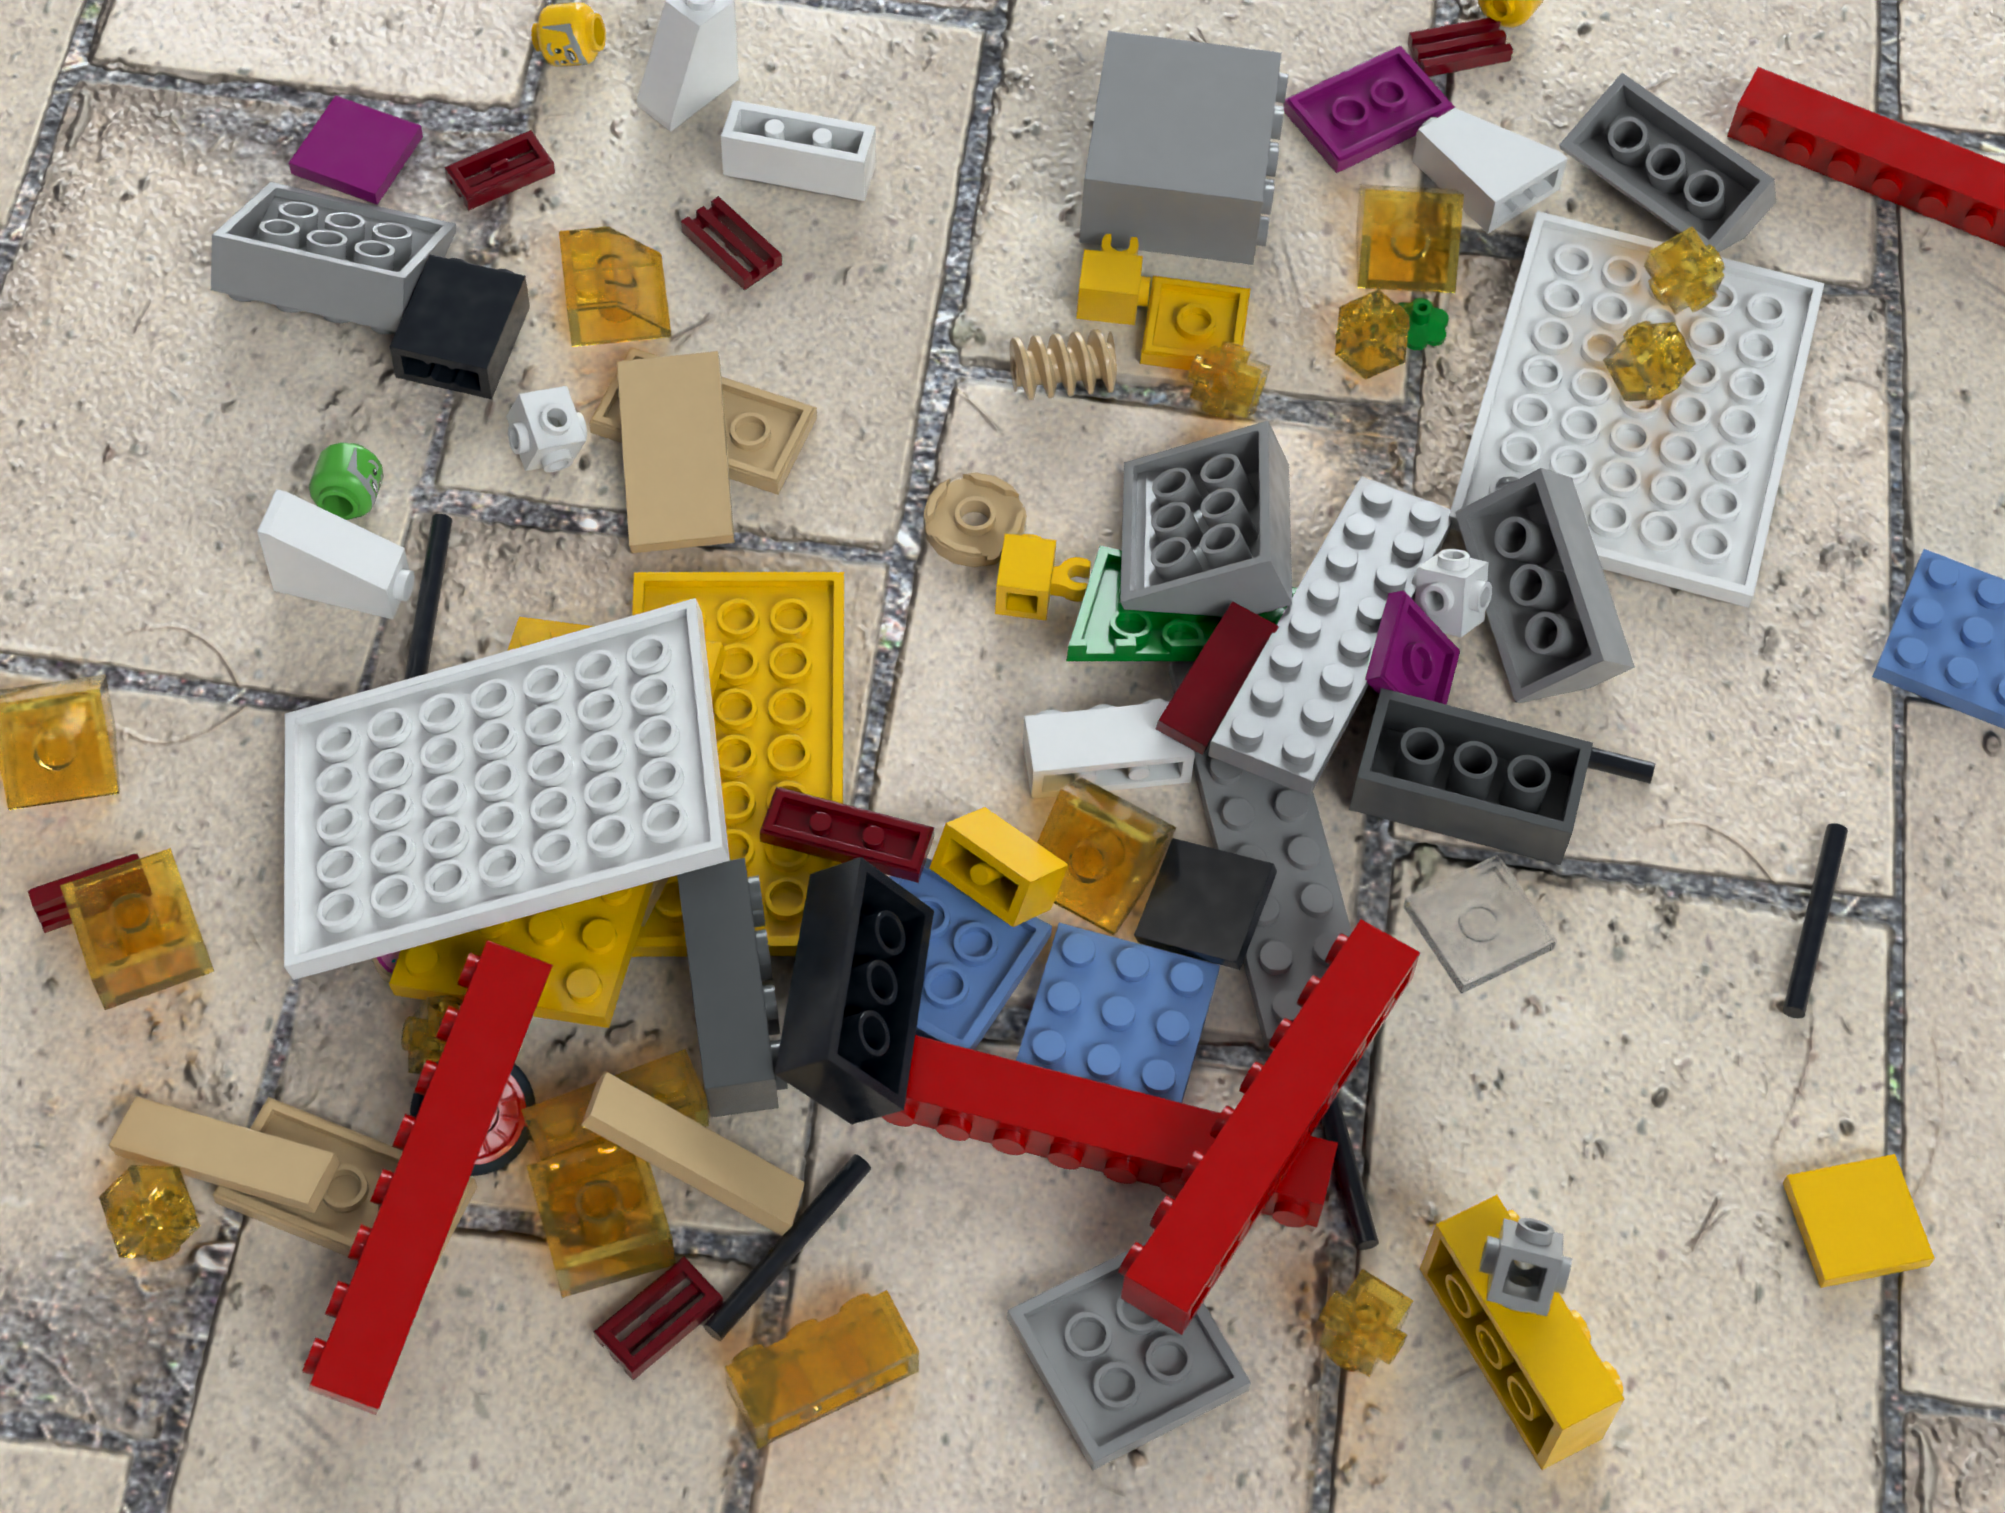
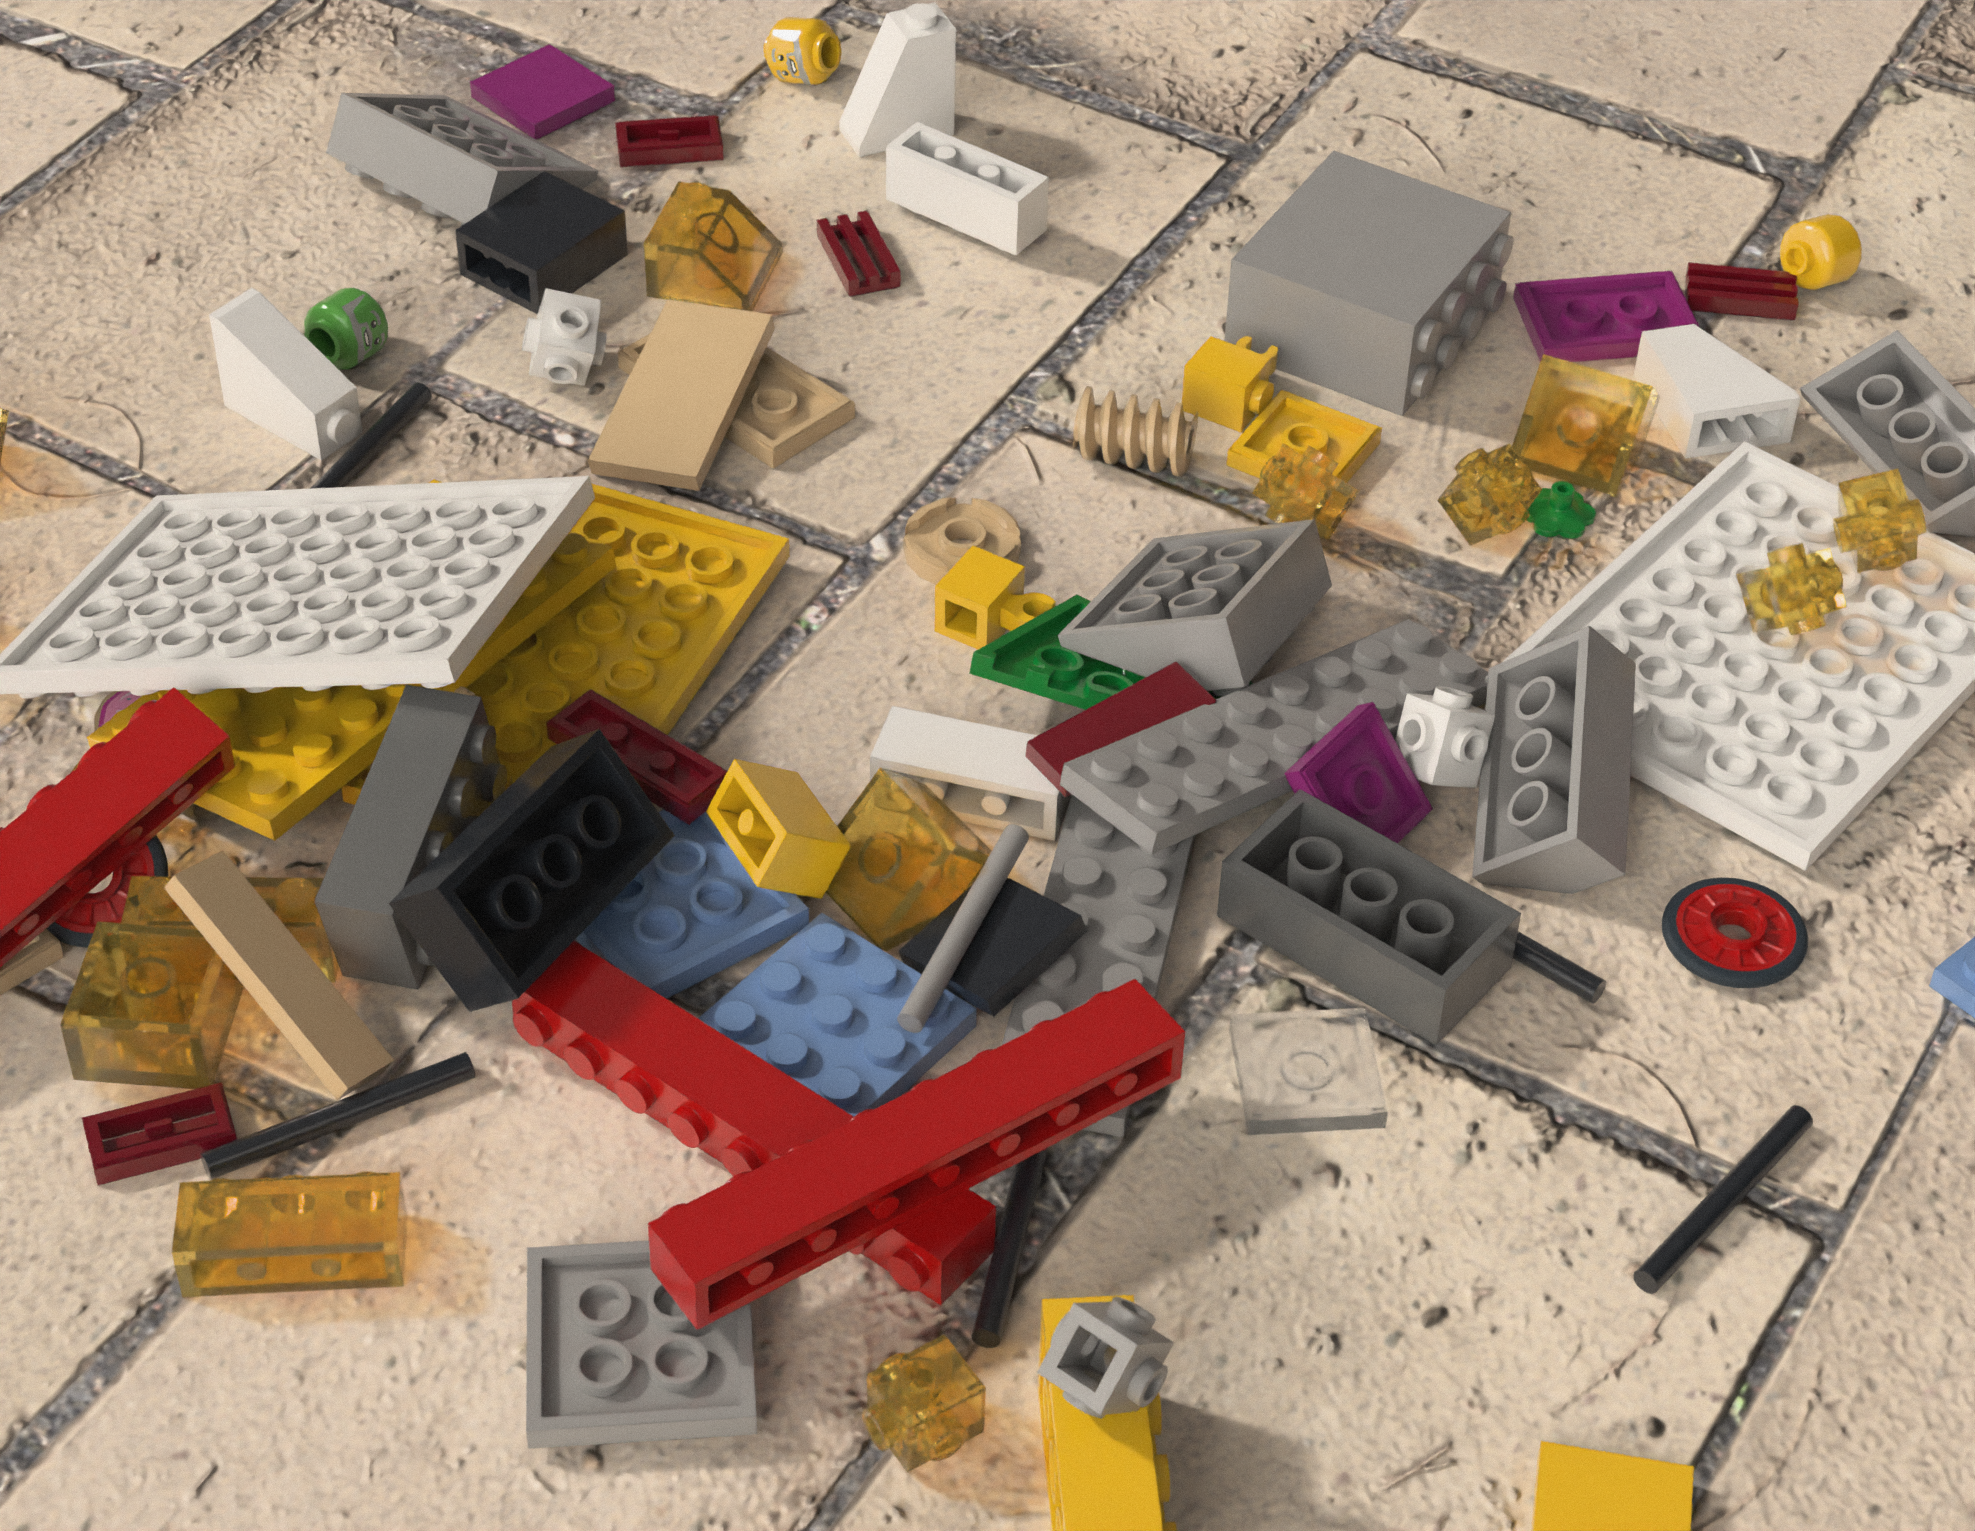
camera: 25 degrees right, 15 degrees down
(1185, 903) = (962, 929): none -> light grey bar
(1719, 711) = (1764, 959): none -> red wheel

